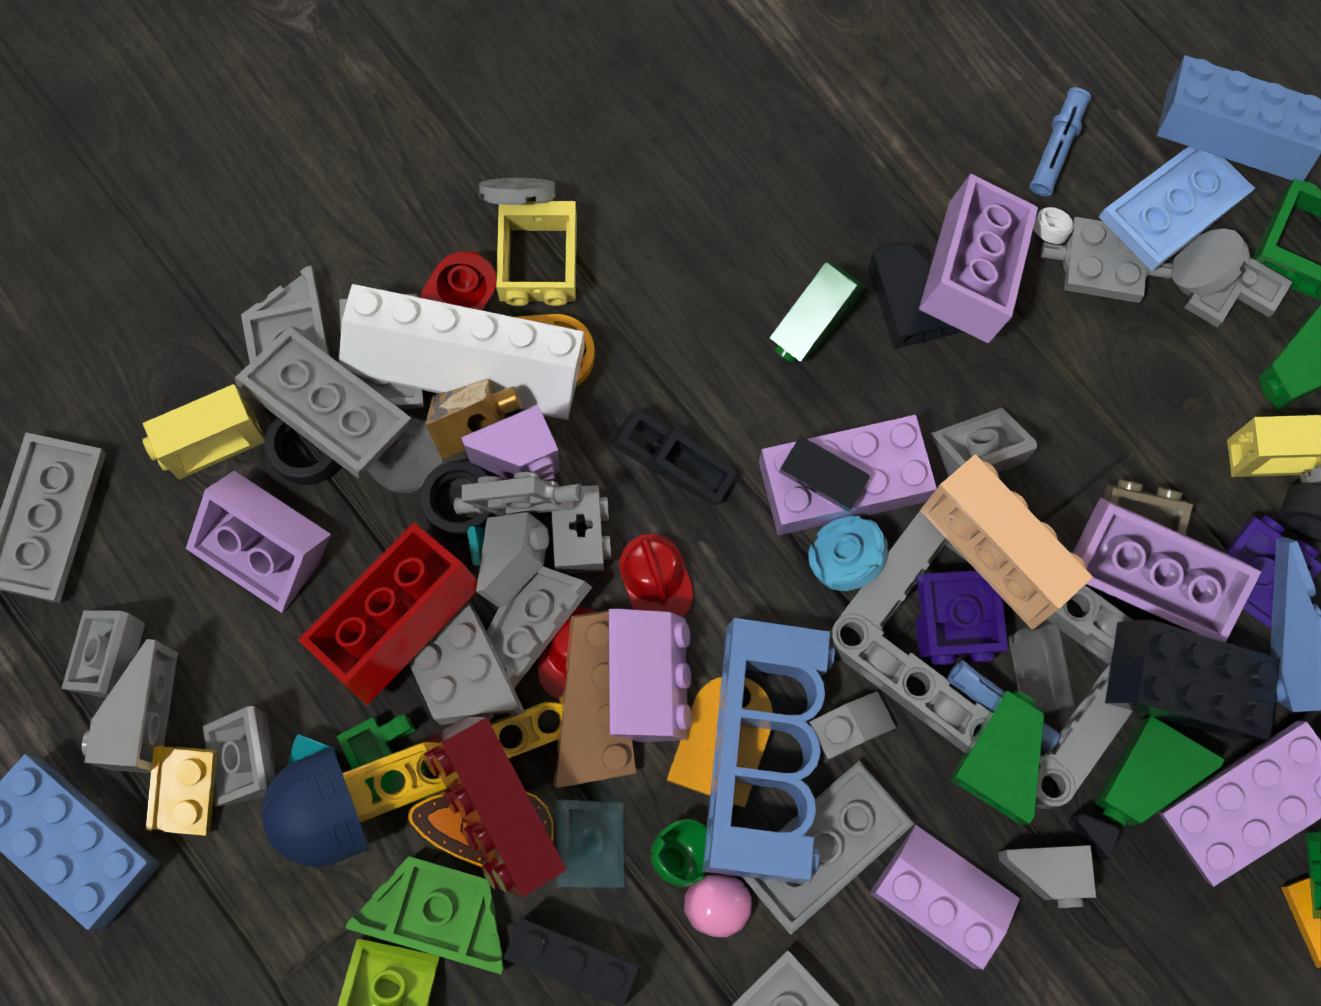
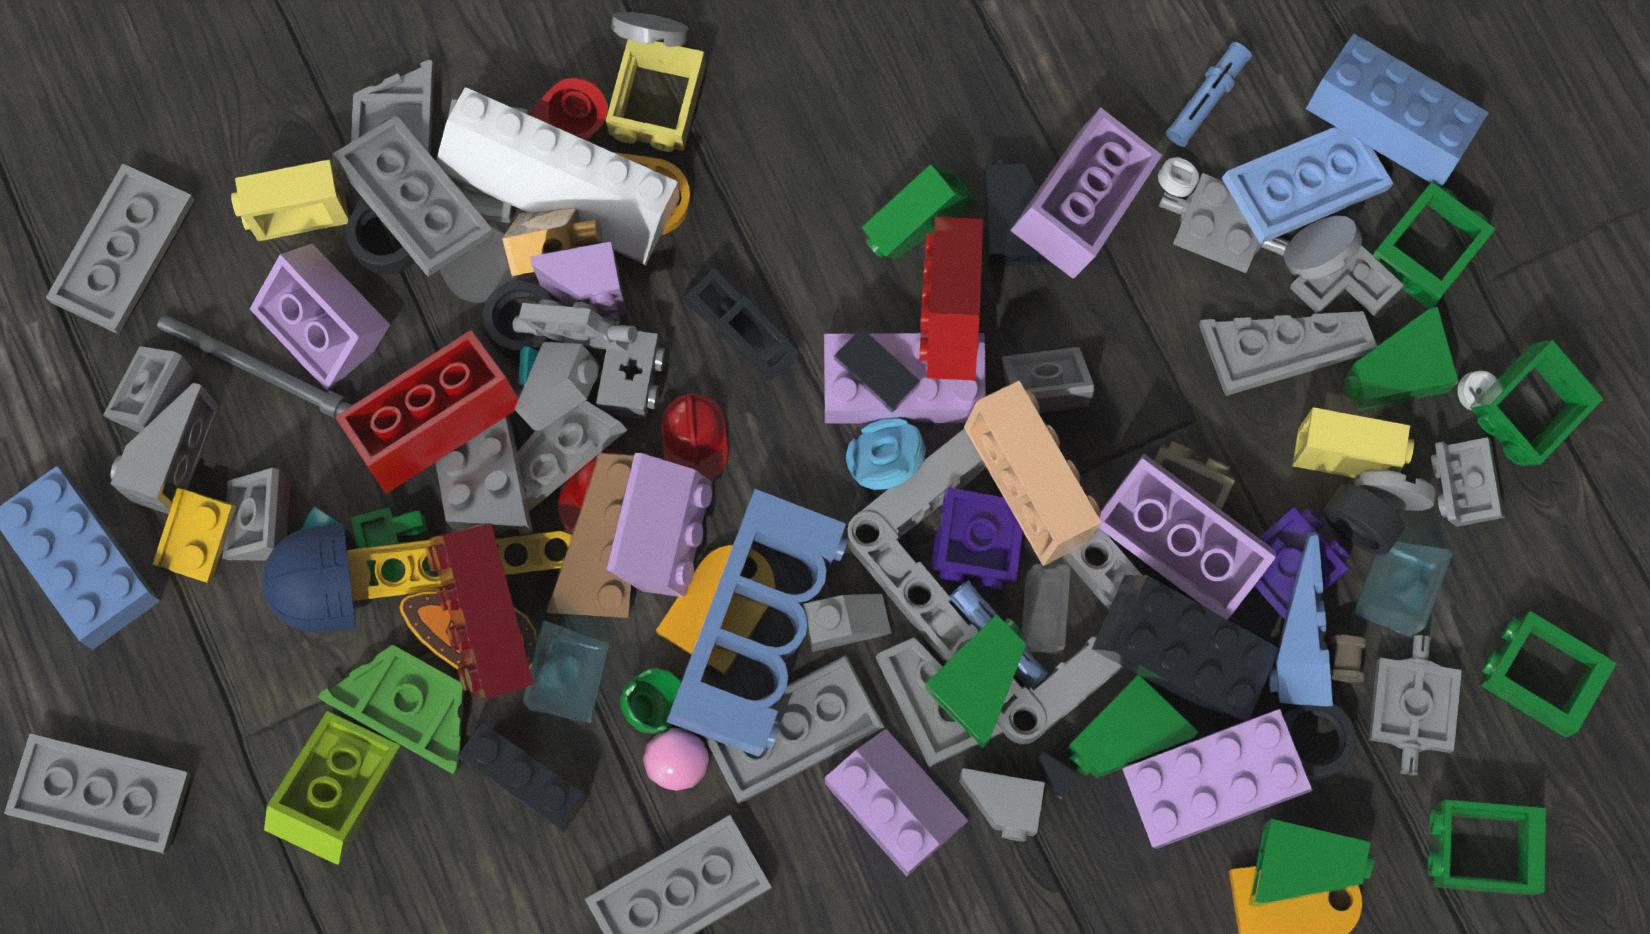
camera: 15 degrees right, 0 degrees up
(288, 625) = (329, 403): none -> dark grey bar
(883, 388) = (951, 298): none -> red brick
(928, 766) = (936, 732): none -> light grey wing
(1184, 370) = (1269, 350): none -> light grey wing

